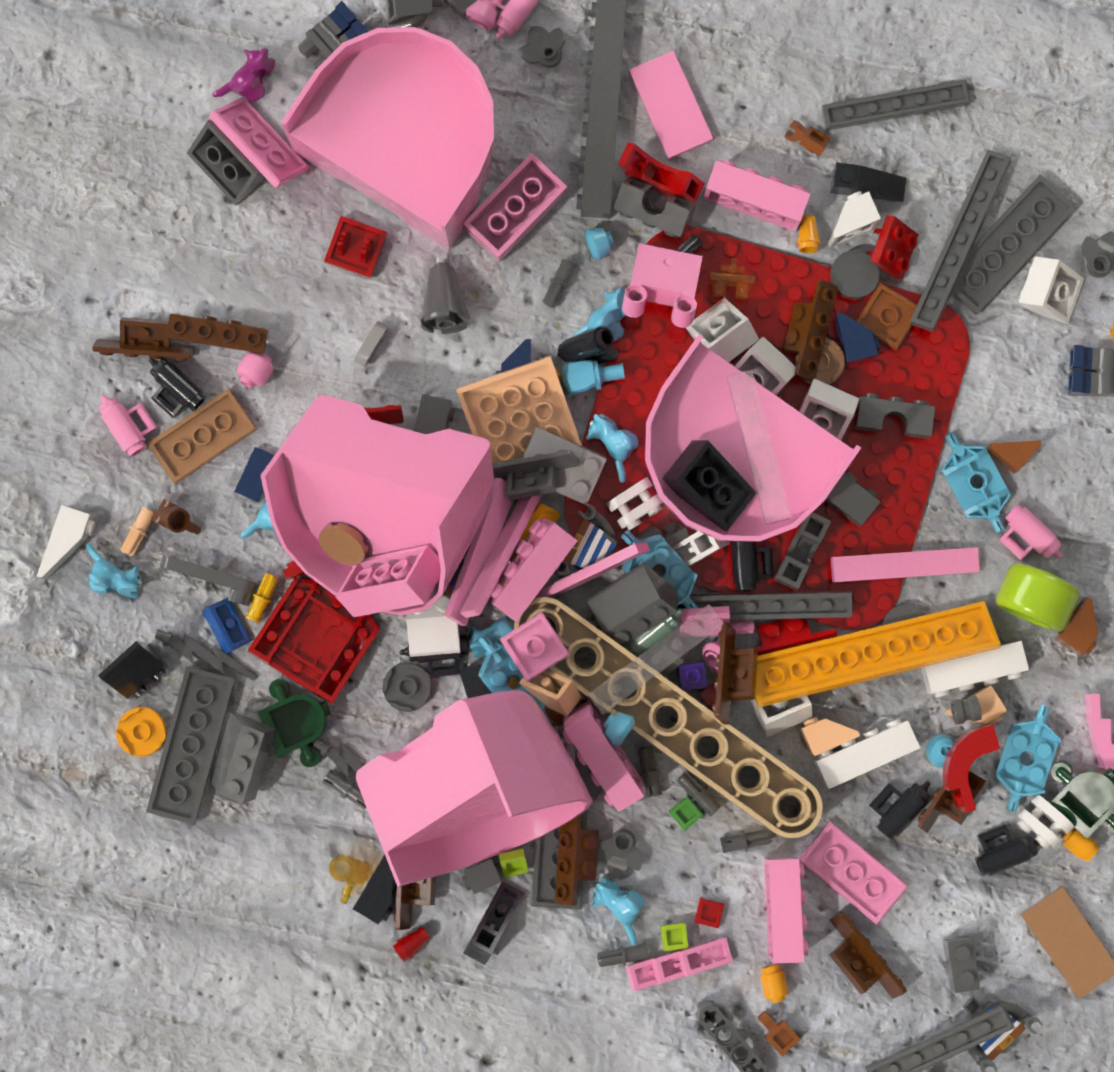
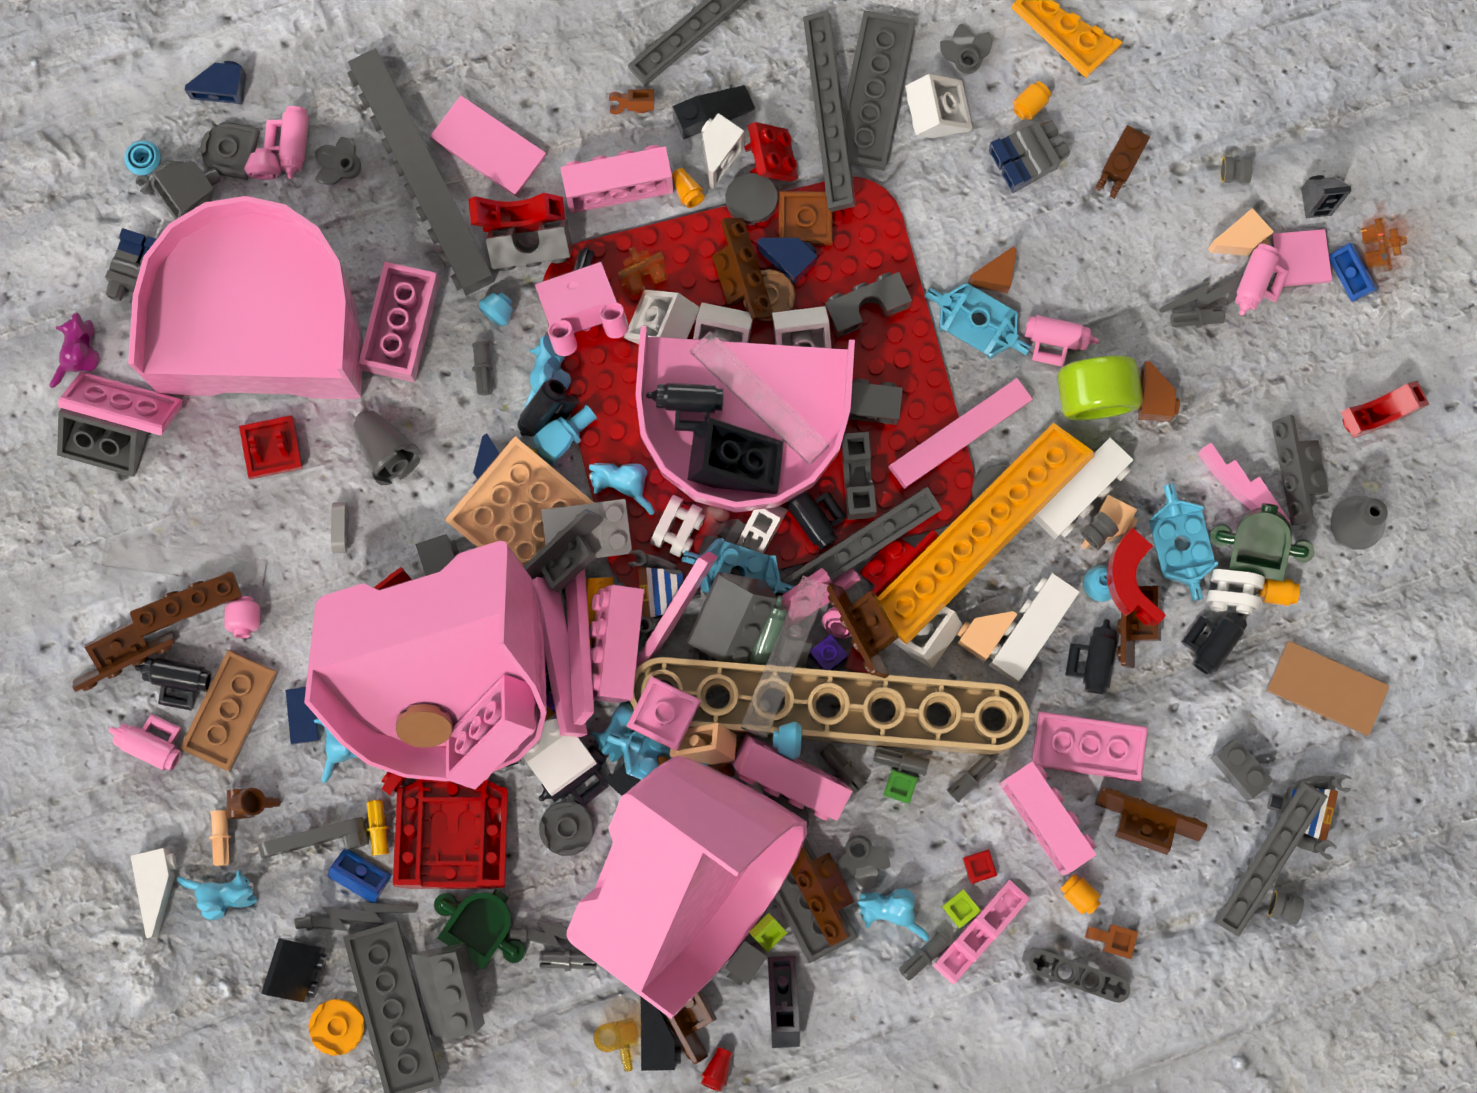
camera: 30 degrees left, 5 degrees down
(702, 414) = (687, 399): none -> black piece

